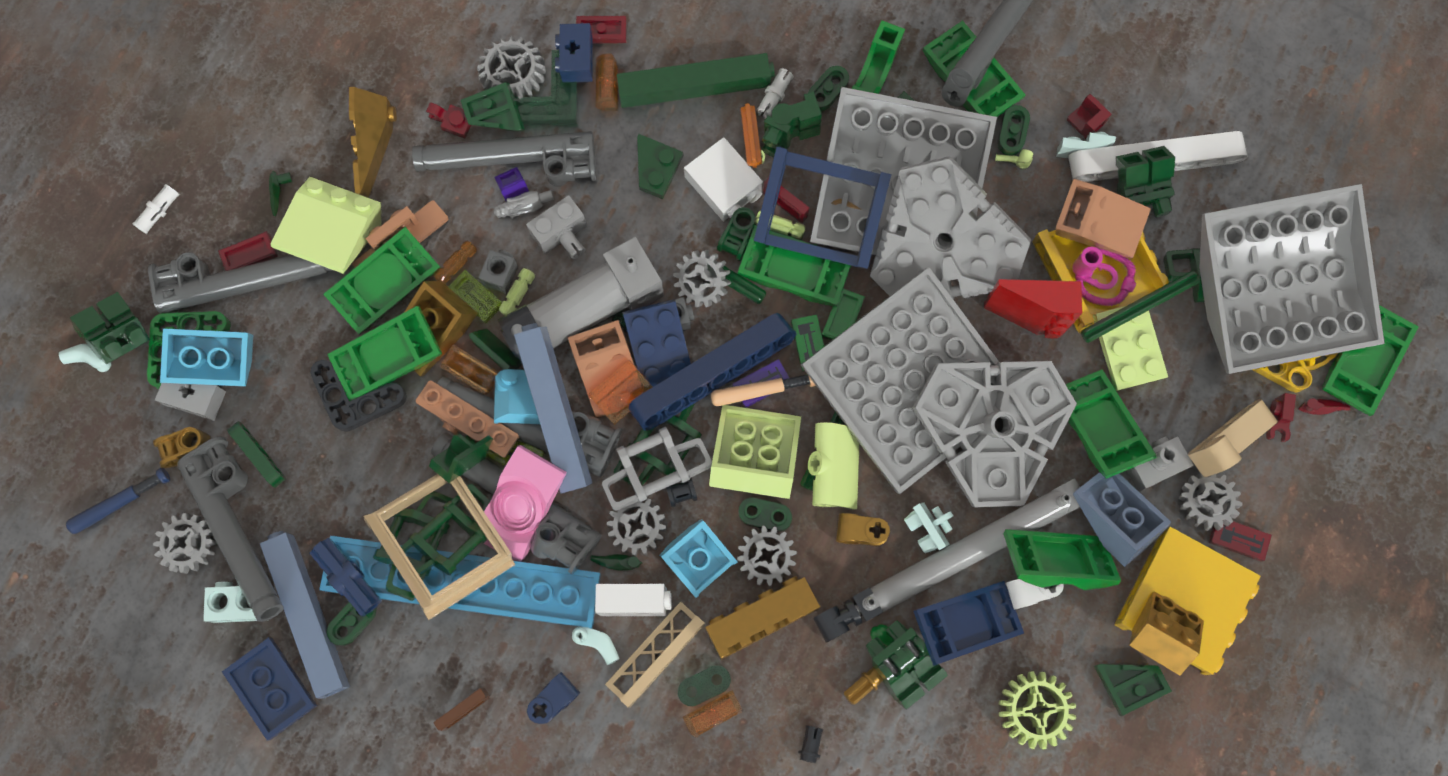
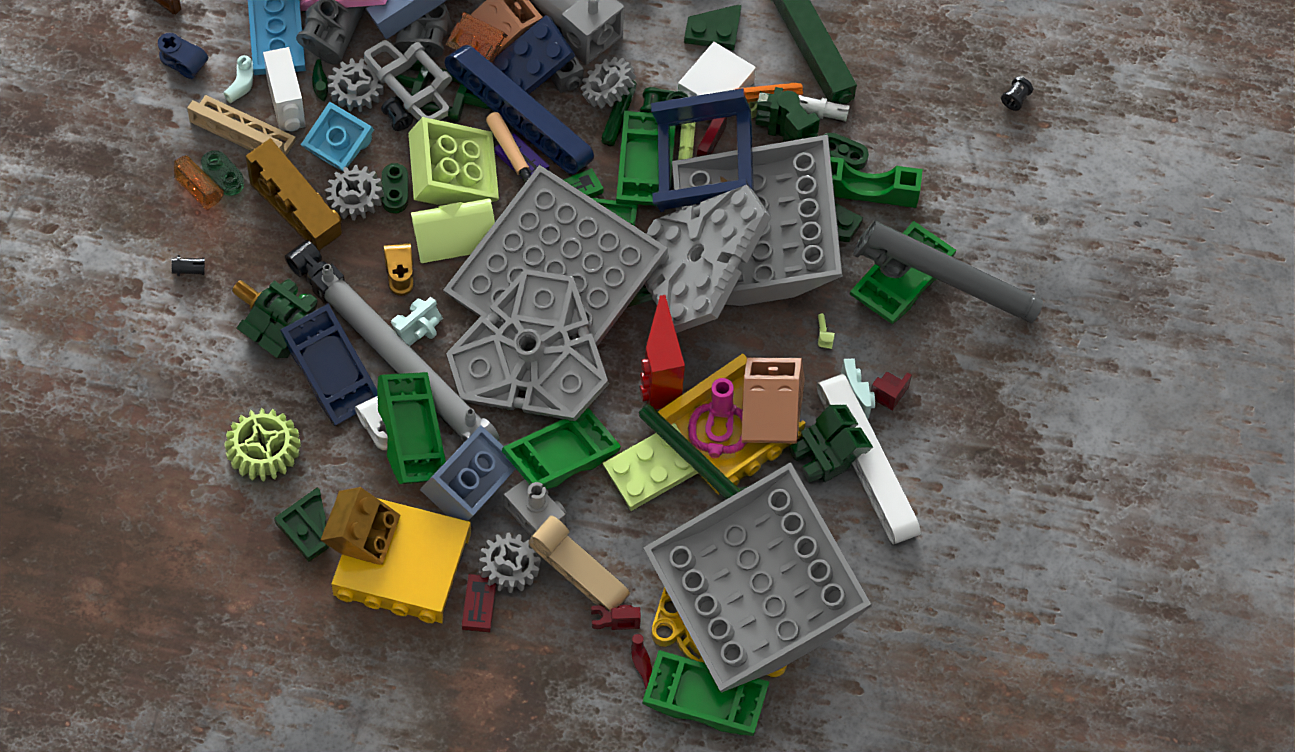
camera: 70 degrees right, 15 degrees down
(1013, 132) = (852, 320): dark green plate -> none

